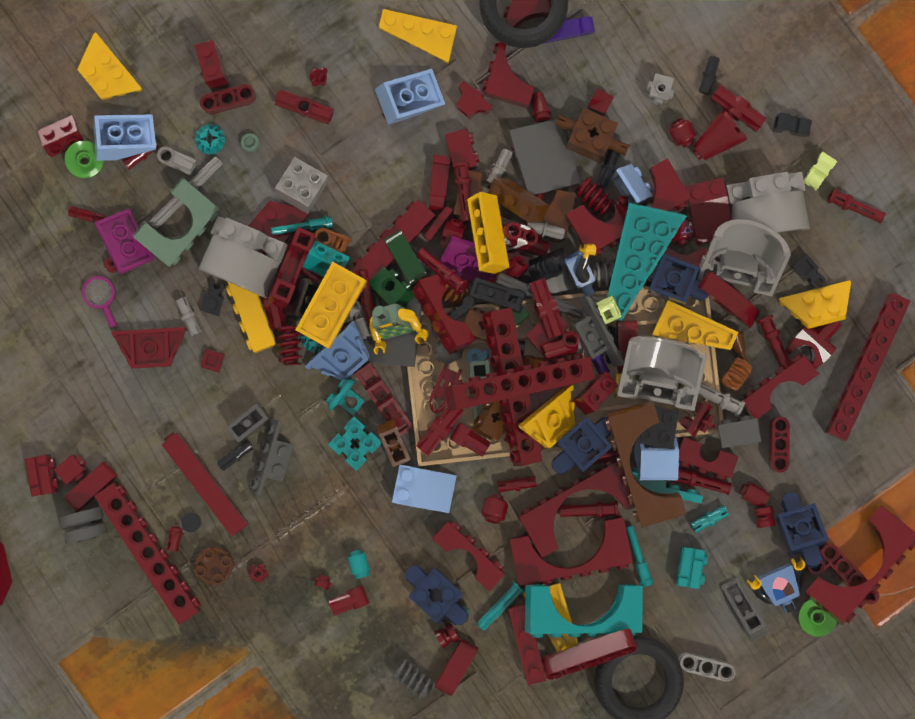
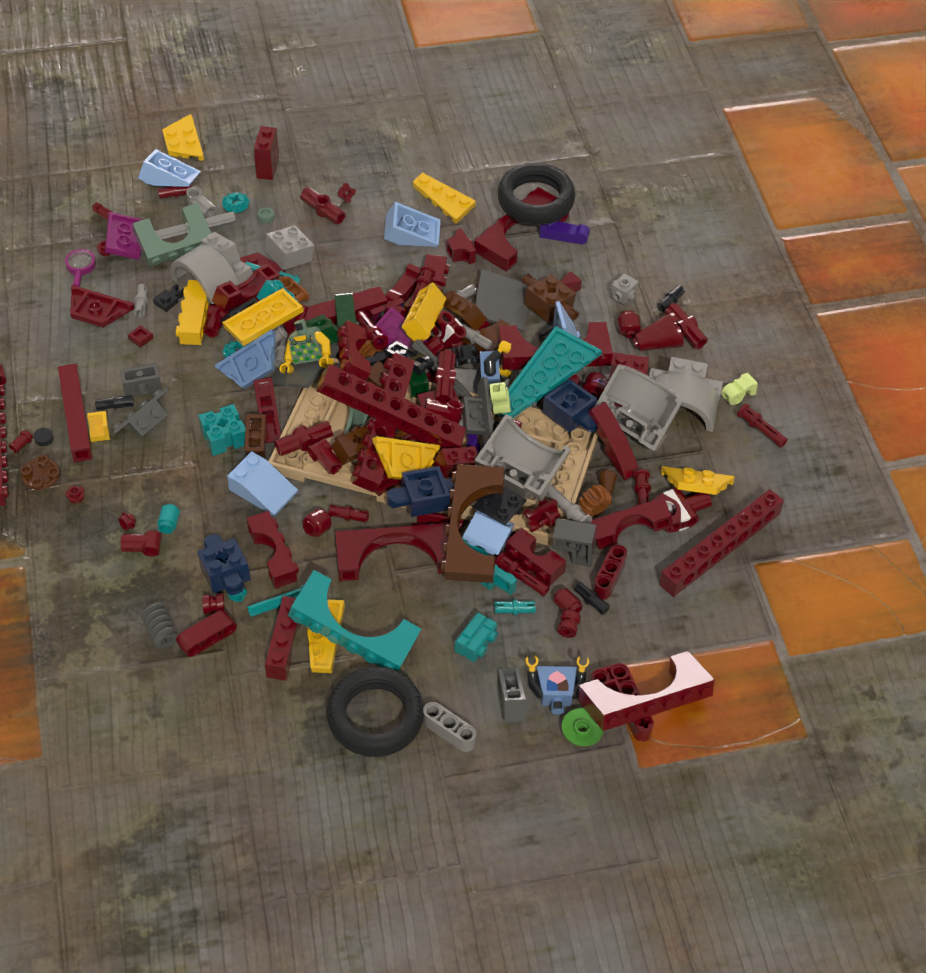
camera: 15 degrees right, 35 degrees down
(60, 136) = (121, 162): dark red bracket -> none
(76, 153) = (127, 178): bright green dish -> none
(218, 98) = (265, 182): dark red beam -> none
(238, 491) = (98, 426): none -> yellow panel
(289, 345) = (211, 344): dark red piece -> none
(345, 385) = (233, 393): teal bracket -> none
(438, 391) = (321, 416): dark red piece -> none
(541, 110) = (516, 270): dark red cone -> none
(589, 654) = (346, 653): beam -> none
(594, 197) = (530, 333): dark red piece -> none
(599, 509) = (413, 560): dark red pin -> none
(612, 552) = (404, 598): dark red arch -> none
(642, 567) = (427, 632): teal pin -> none
(690, 327) = (580, 455): yellow wing -> none
(773, 479) = (592, 598): none -> black axle
(795, 125) = (733, 354): black leg -> none
(802, 529) = (600, 641): dark blue brick -> none
(806, 269) = (698, 454): black plate -> none

